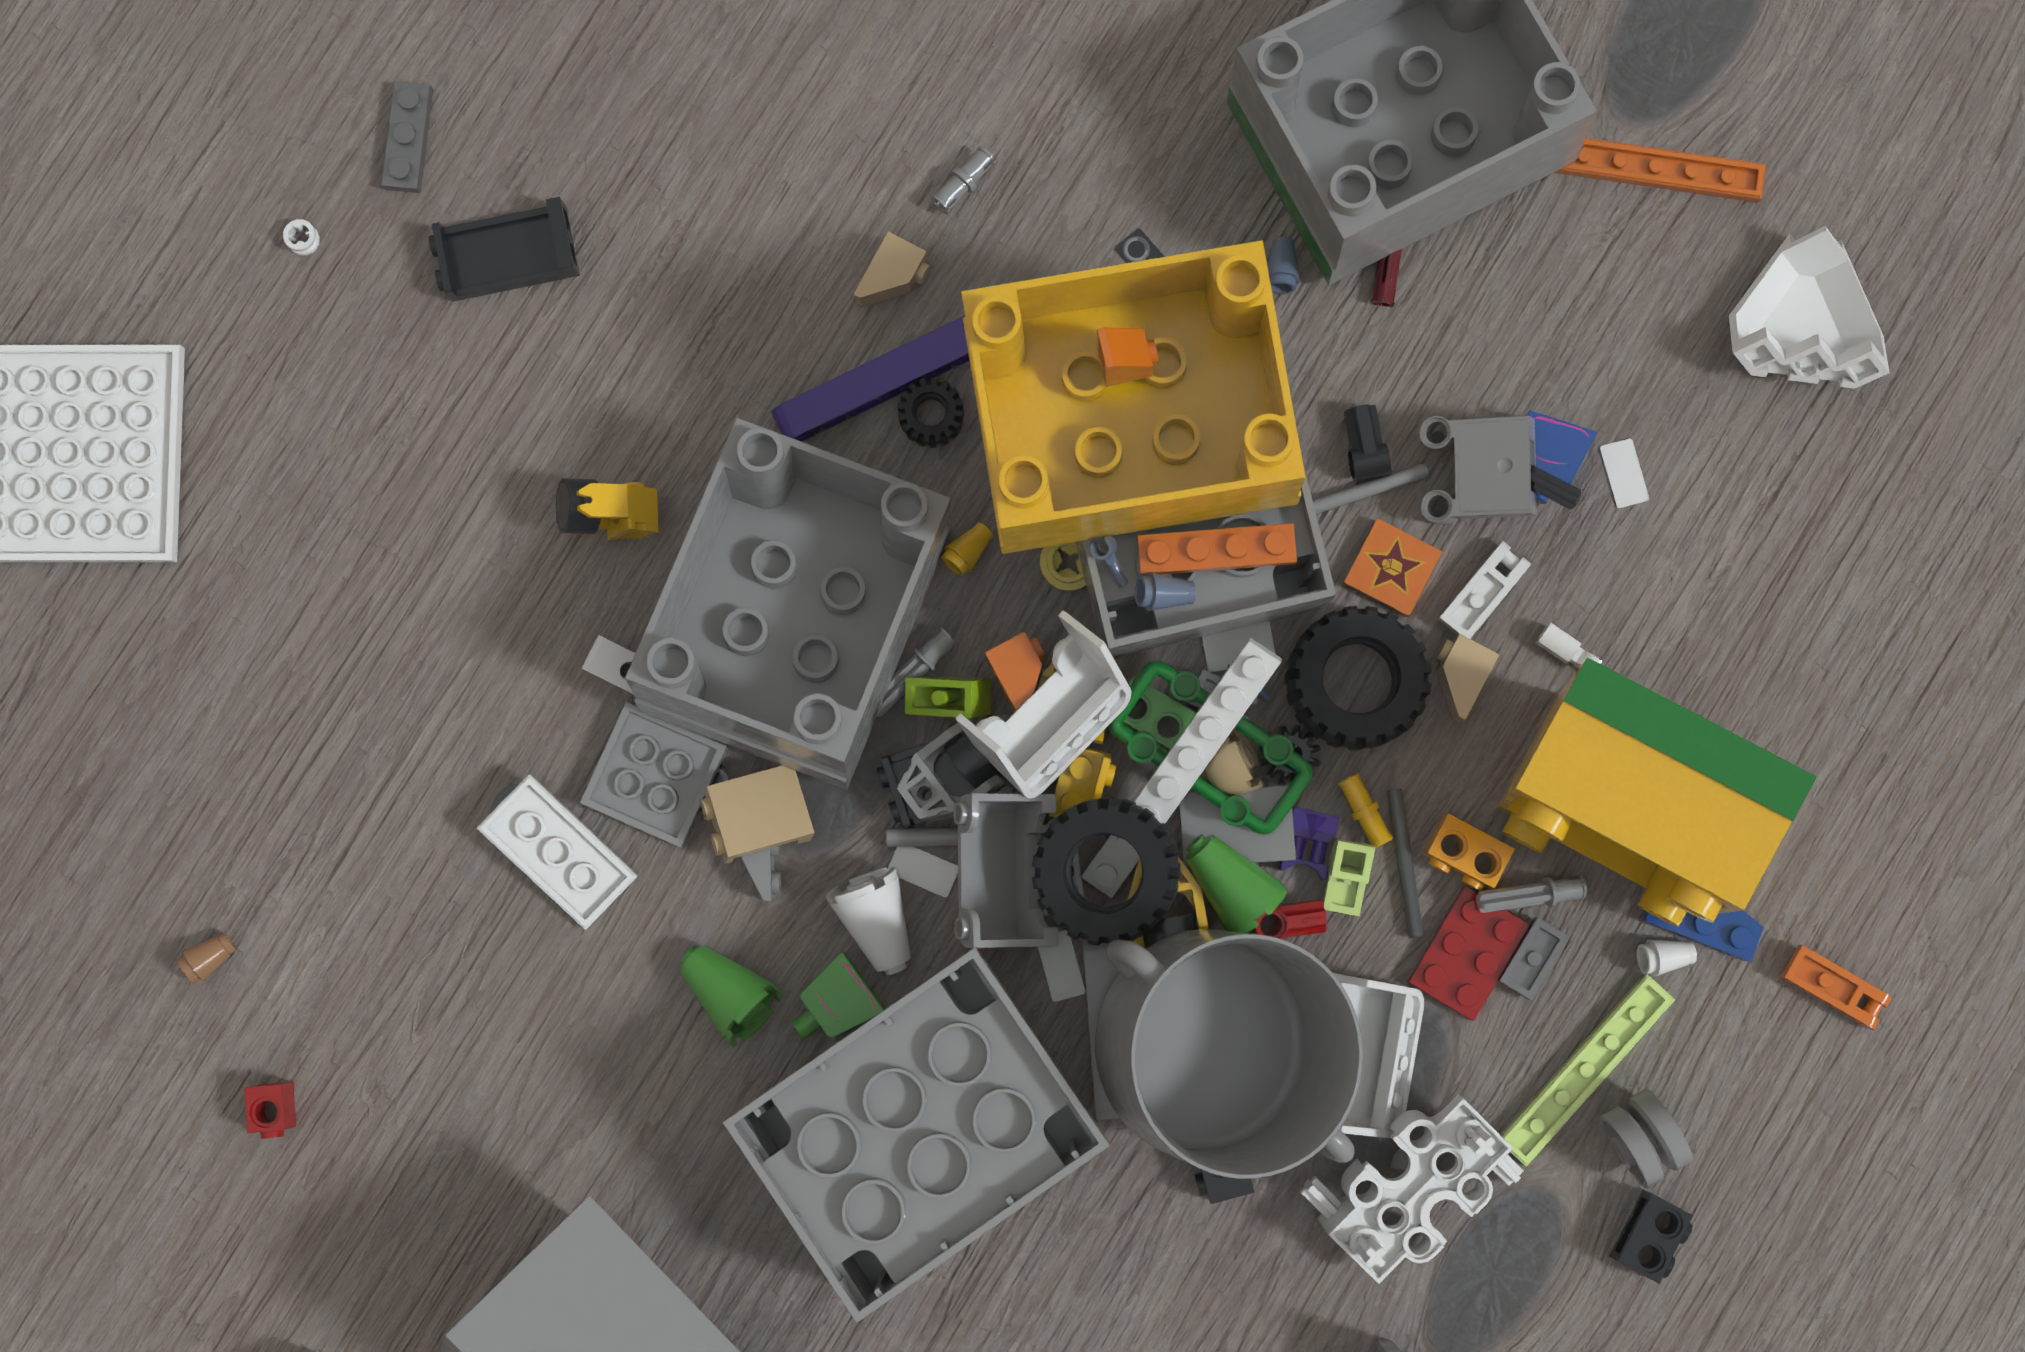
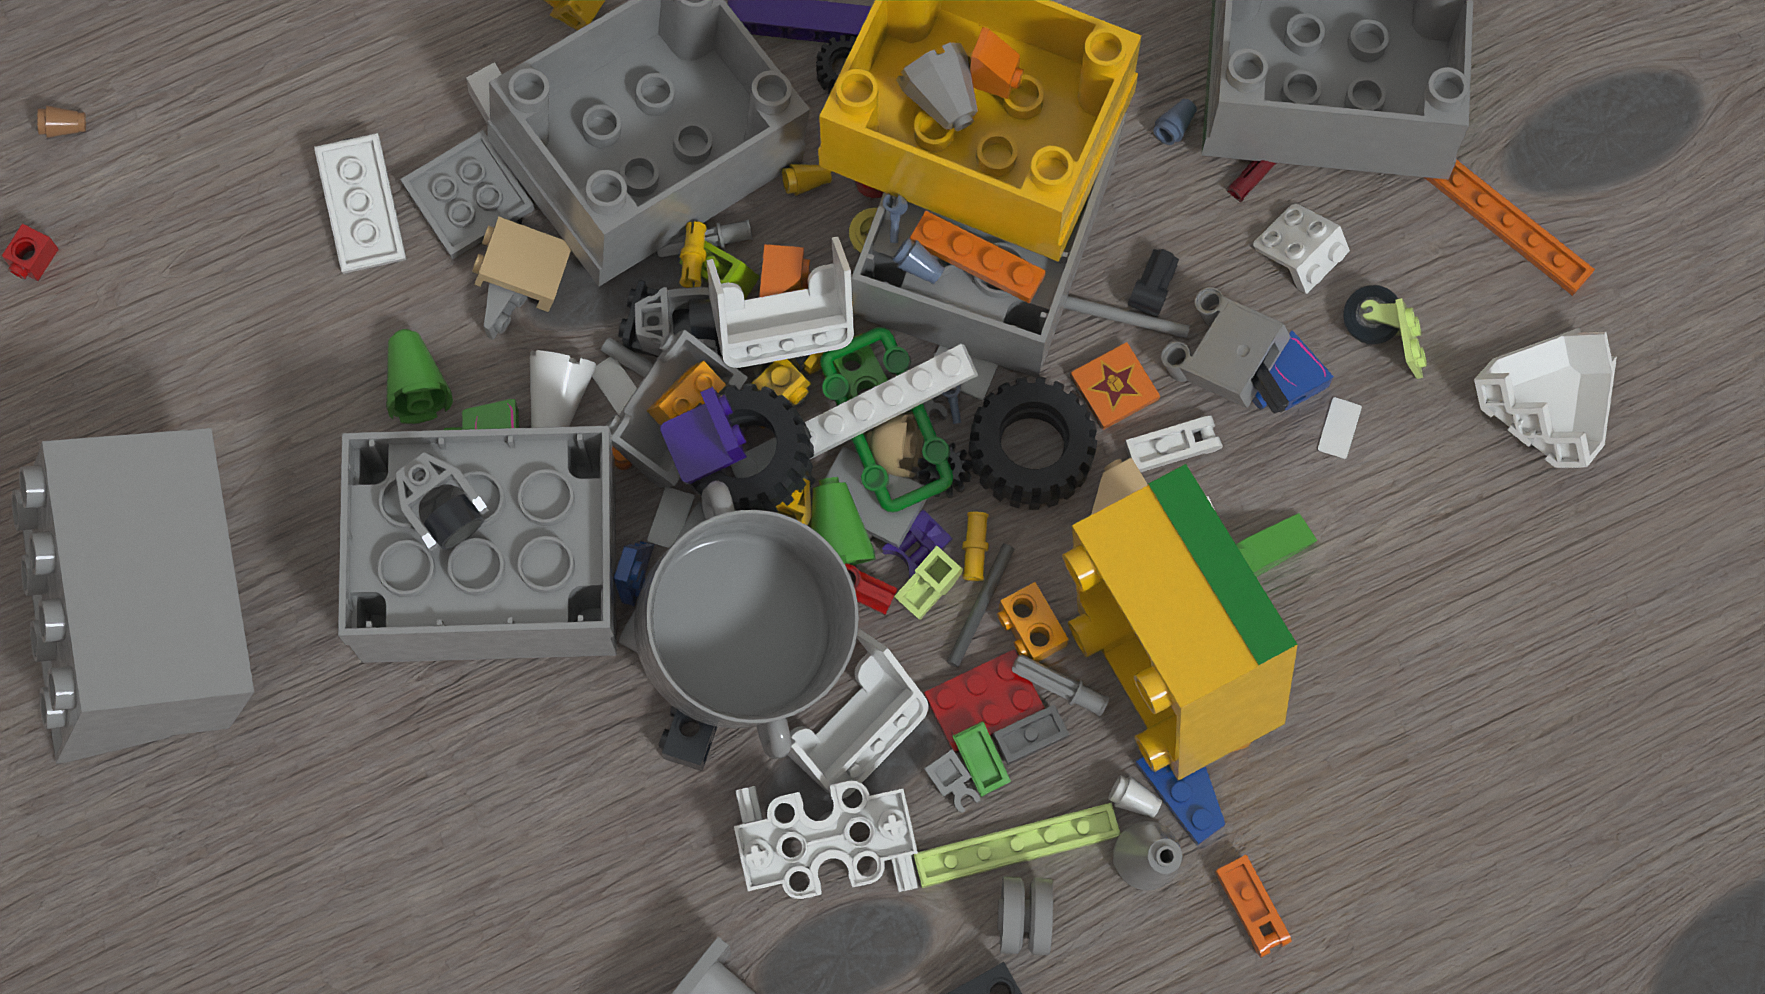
camera: 25 degrees right, 10 degrees down
(894, 1144) = (452, 520): none -> light grey piece
(918, 702) = (693, 254): none -> yellow pin
(1010, 851) = (685, 392): none -> light orange brick
(1066, 894) = (704, 438): none -> dark purple bracket
(1073, 1055) = (631, 570): none -> blue wing
(1089, 409) = (942, 86): none -> light grey cone
(1479, 314) = (1304, 245): none -> white bracket
(1485, 1047) = (949, 776): none -> light grey plate
(1504, 1012) = (981, 758): none -> bright green tile
(1596, 342) = (1377, 315): none -> plate
(1638, 633) = (1276, 544): none -> bright green slope
(1719, 1004) = (1147, 855): none -> light grey cone

